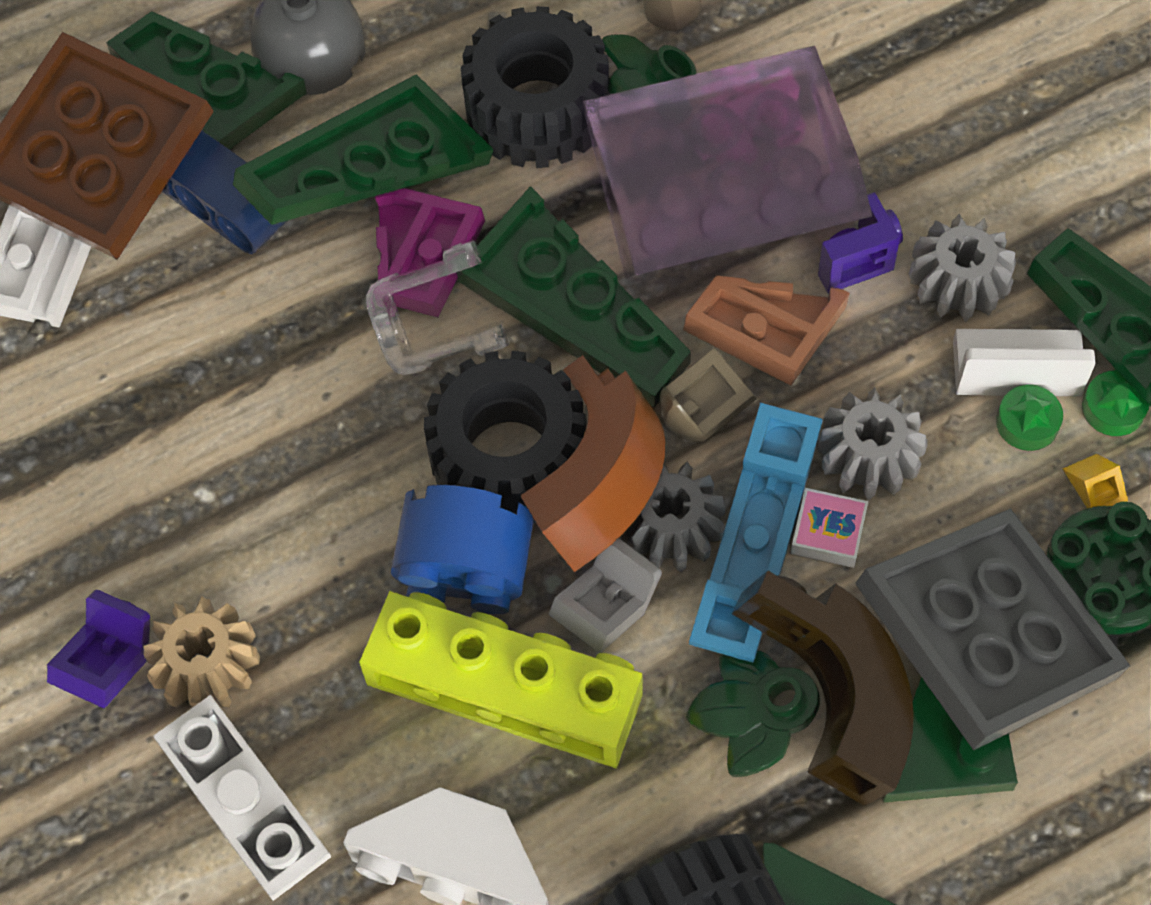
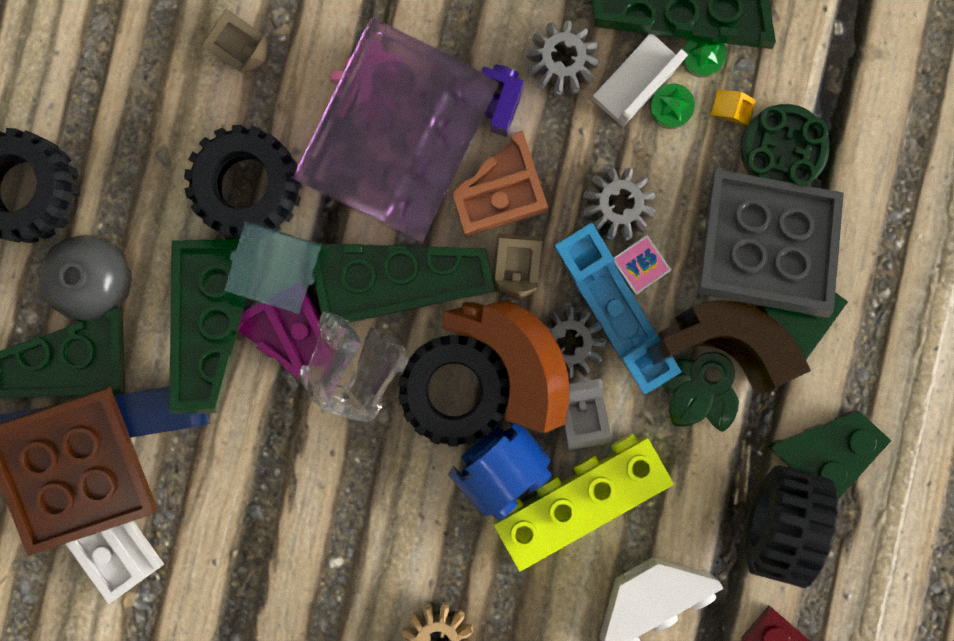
camera: 55 degrees left, 25 degrees up
(473, 162) = (272, 267): none -> clear light blue piece
(641, 66) = (291, 112): dark green plate -> none

